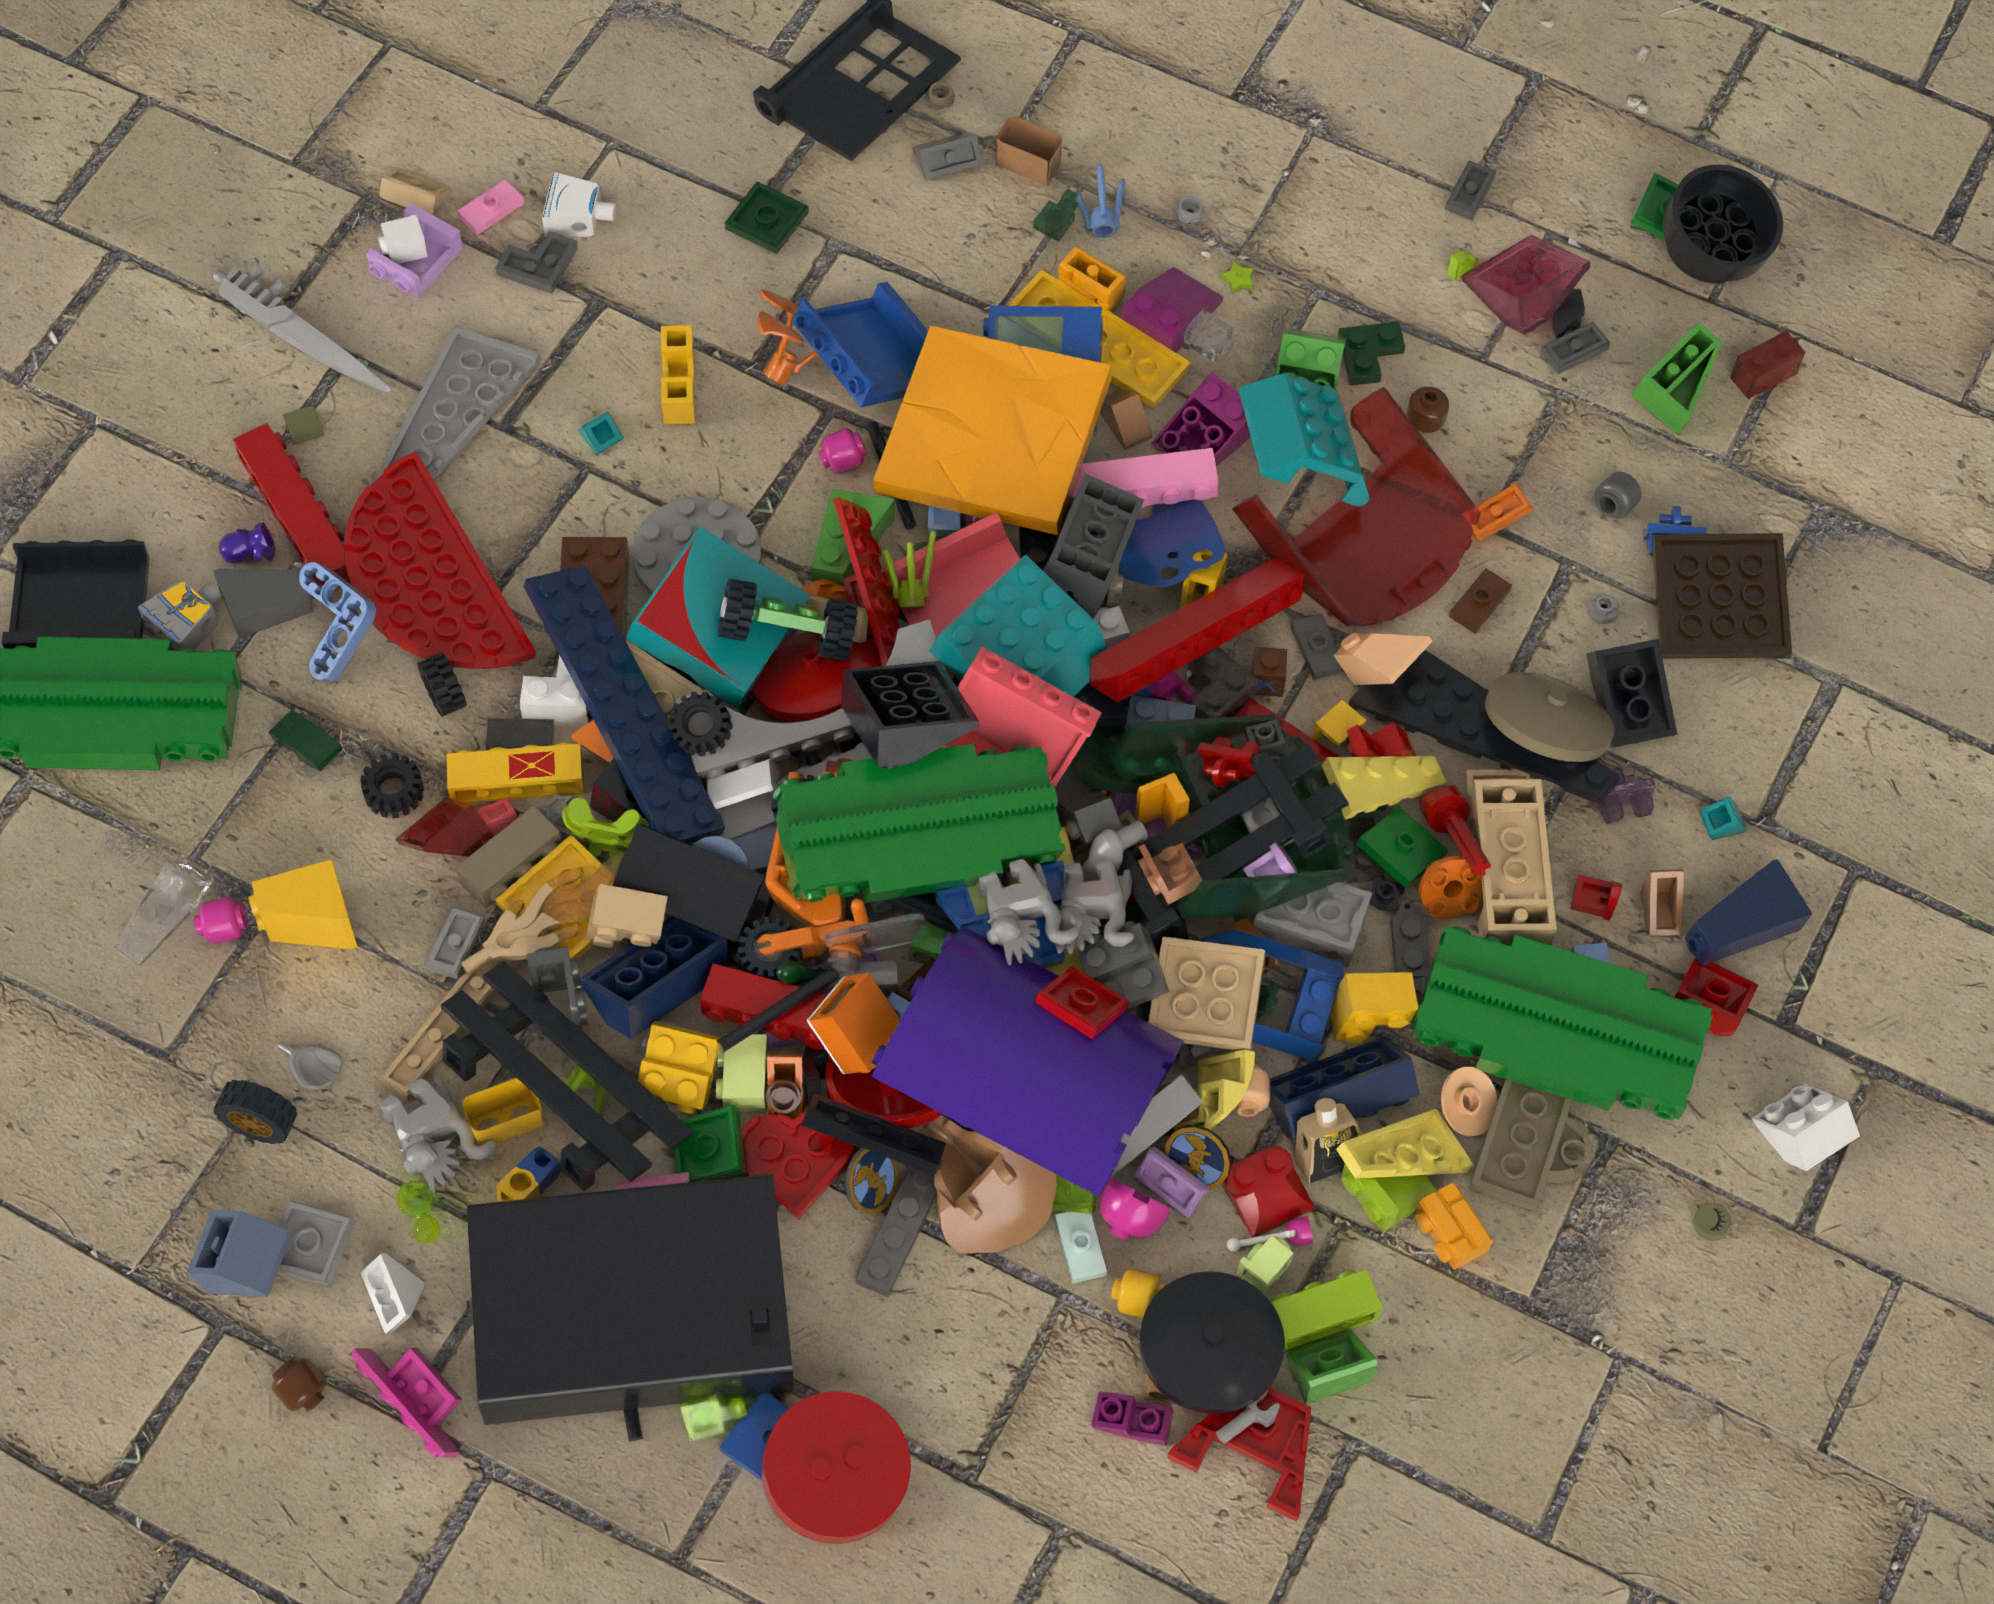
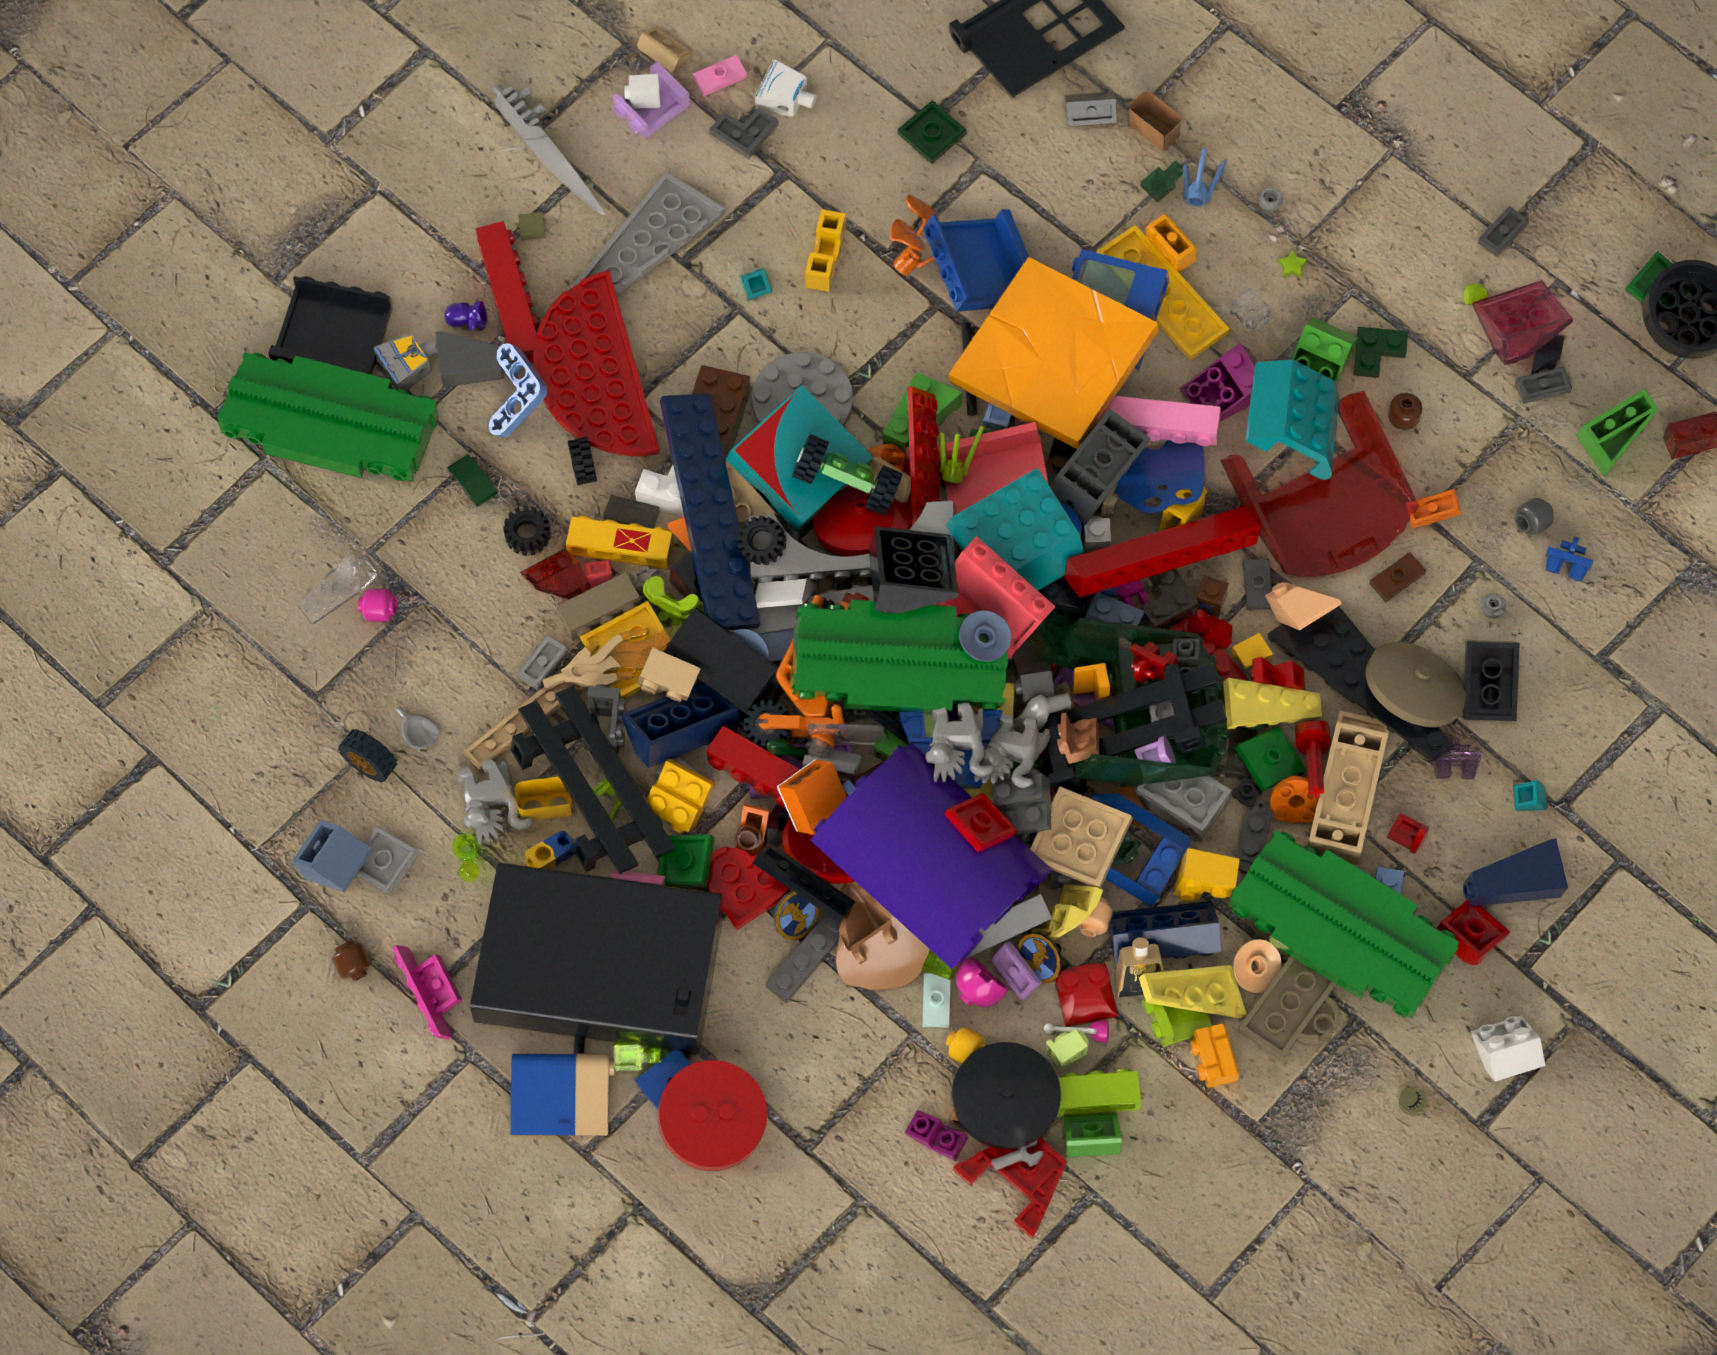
camera: 20 degrees right, 5 degrees up
(303, 907) = (439, 610): yellow slope -> none
(392, 1291) = (433, 909): white slope -> none
(625, 1491) = (560, 1094): none -> blue door
(744, 1074) = (725, 811): yellowish green brick -> none
(778, 1009) = (760, 772): black bar -> none
(842, 451) = (936, 341): dark pink head -> none
(940, 95) = (1099, 51): dark tan plate -> none
(1029, 760) = (988, 625): none -> sand blue dish
(1126, 418) = (1165, 363): medium nougat slope -> none
(1168, 306) = (1227, 277): magenta slope -> none
(1288, 708) = (1214, 629): none -> red plate
(1663, 902) = (1458, 851): medium nougat slope -> none
(1721, 596) = (1588, 618): dark brown plate -> none

